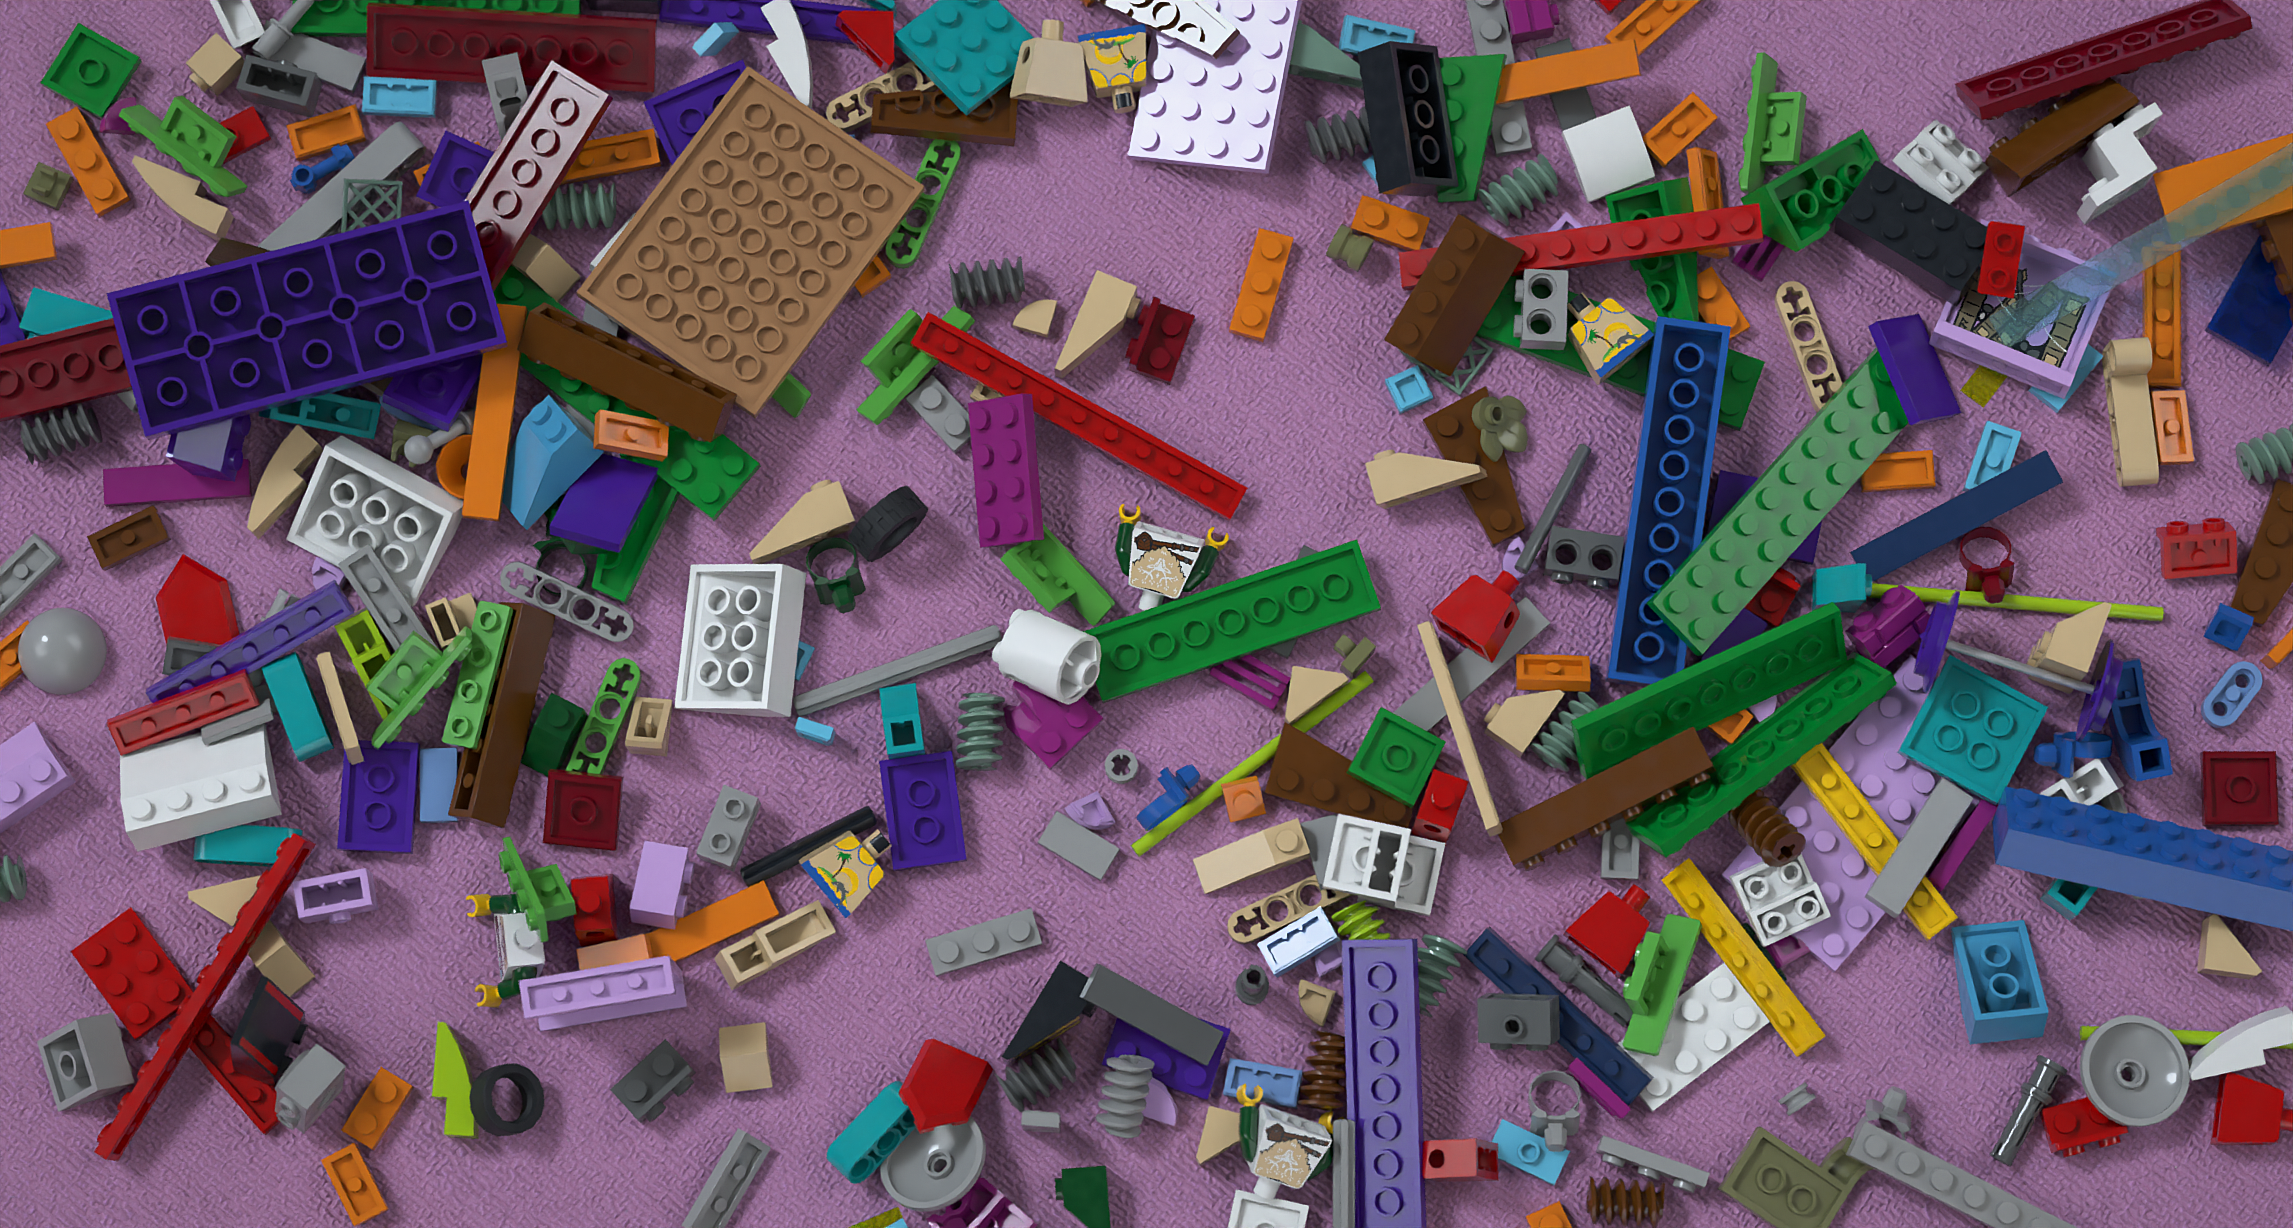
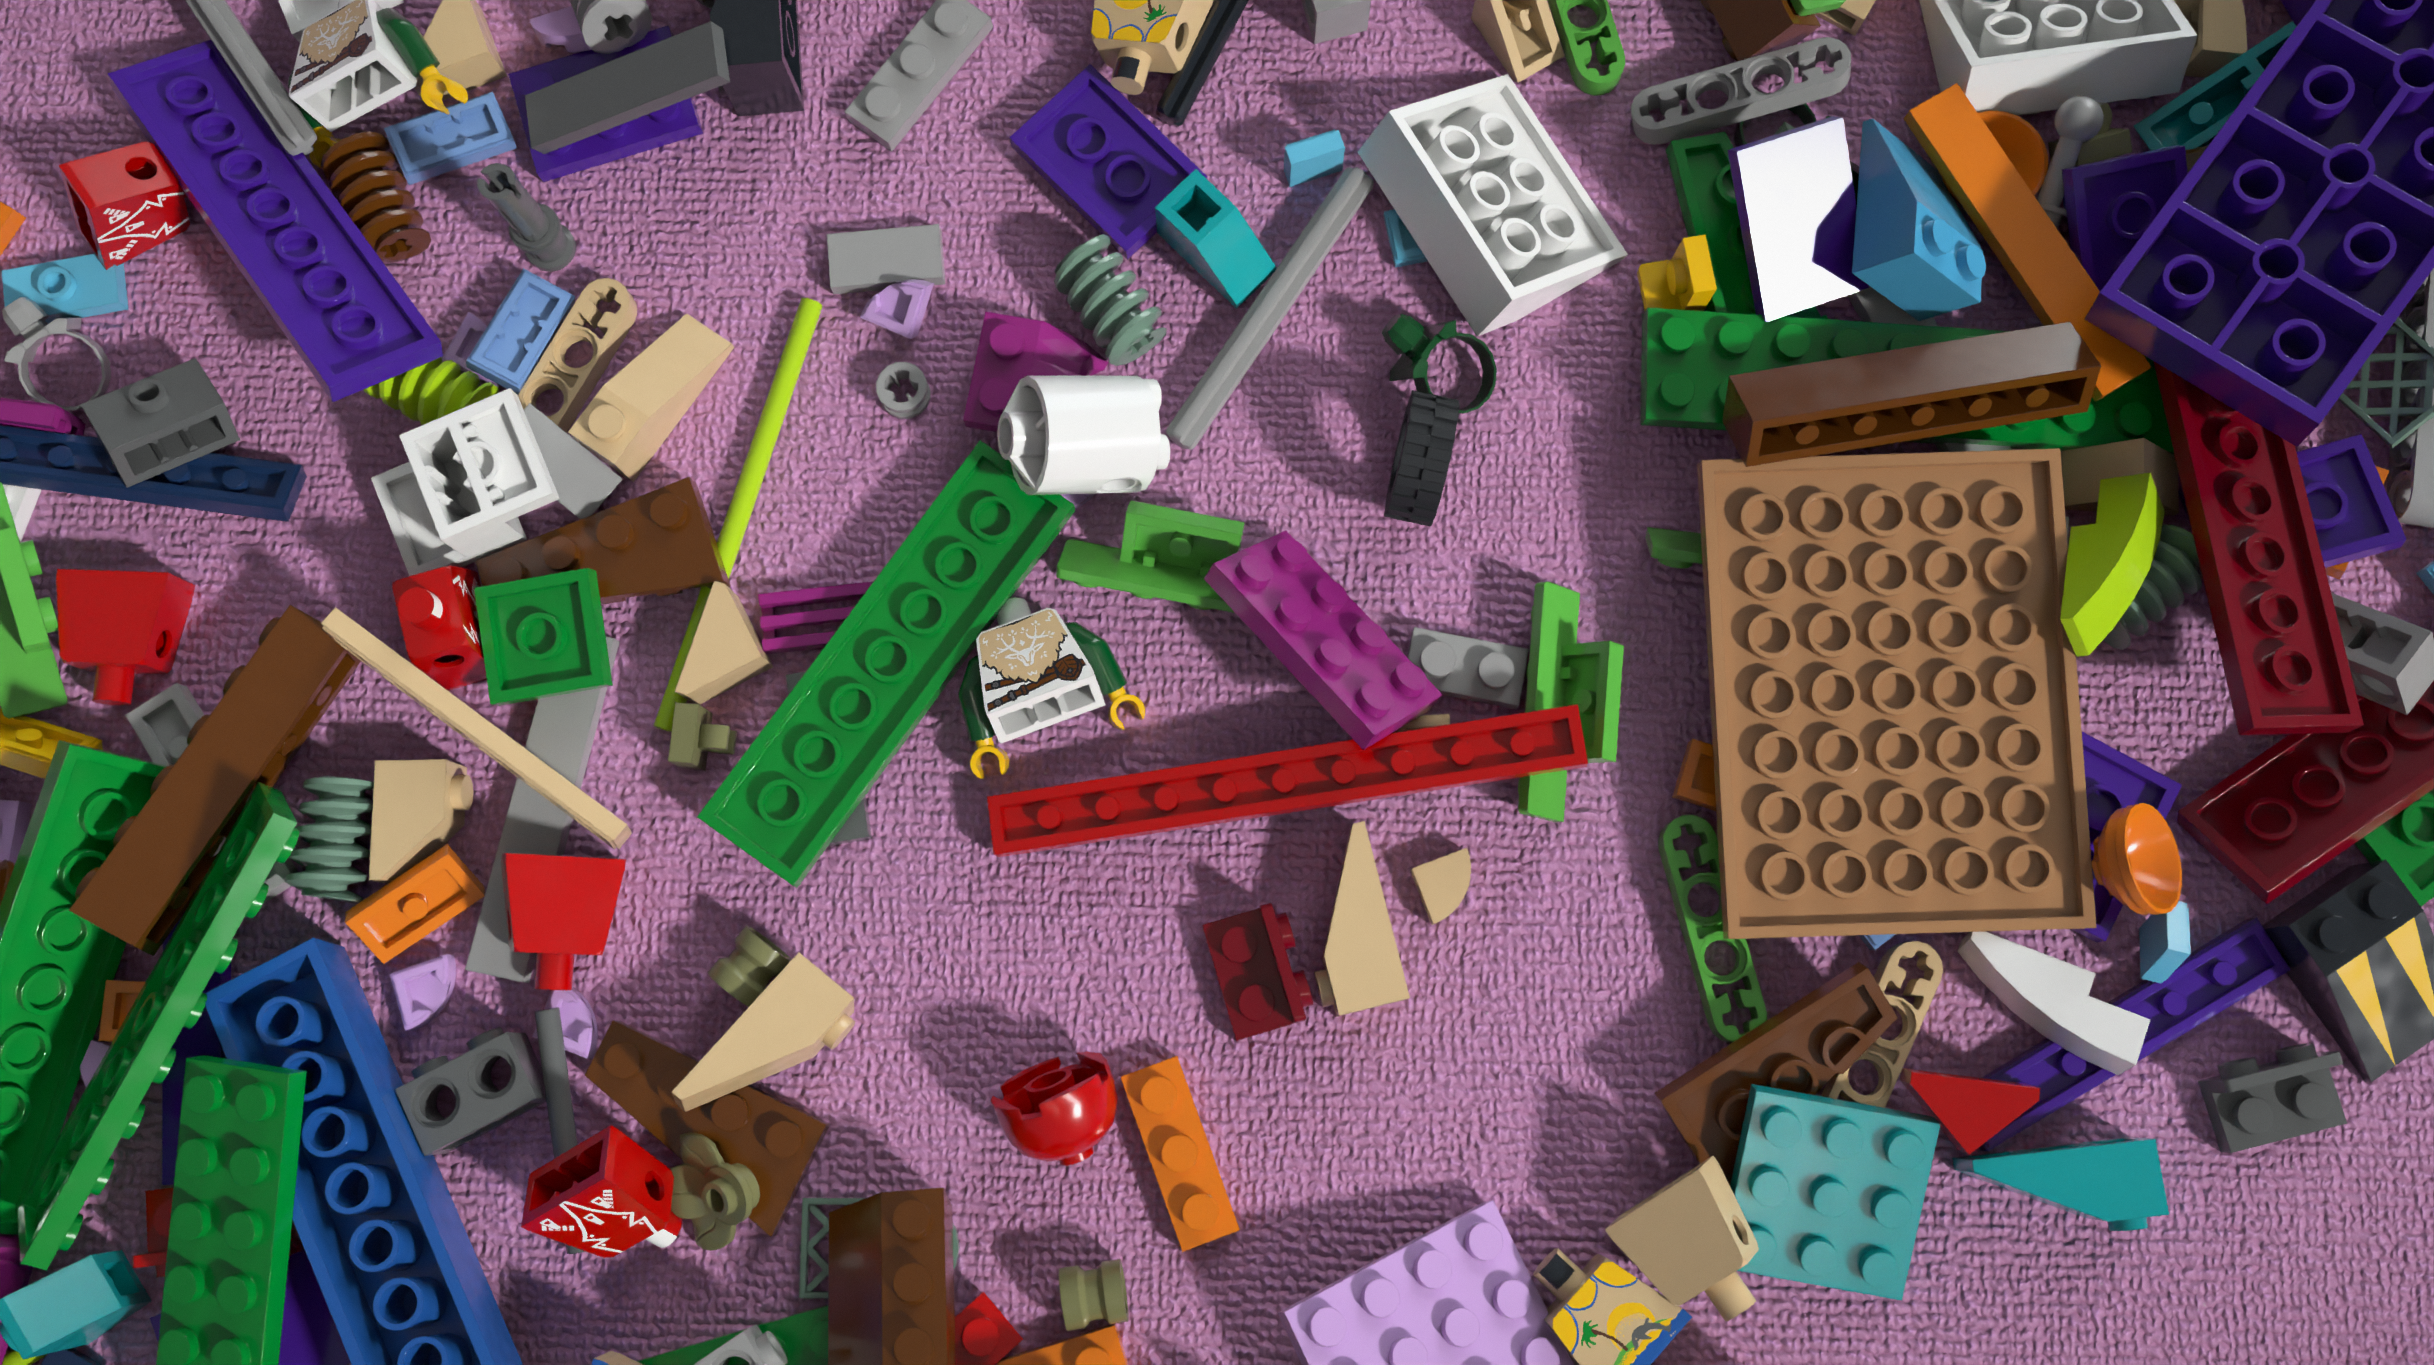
camera: 145 degrees right, 0 degrees up
(596, 224) = (2110, 559): none -> lime slope
(615, 156) = (2160, 682): orange plate -> none
(630, 435) = (1837, 315): orange plate -> none
(682, 526) = (1681, 282): none -> yellow bracket
(697, 74) = (2139, 860): none -> orange piece
(813, 518) = (1523, 409): tan slope -> none
(987, 282) = (1542, 874): dark grey piece -> none
(1172, 799) = (803, 383): blue piece -> none
(1243, 799) = (716, 456): orange plate -> none
(1303, 343) = (1058, 1111): none -> red cylinder
(1315, 1001) = (456, 284): tan tile -> none
(1407, 520) = (749, 966): none -> olive wheel
(1408, 389) = (876, 1154): medium azure tile -> none
(1434, 968) = (316, 422): sand green piece -> none
(1551, 455) = (602, 1197): none -> red torso
(1573, 970) = (141, 542): dark grey pin -> none
(1578, 631) = (424, 990): none -> lavender tile

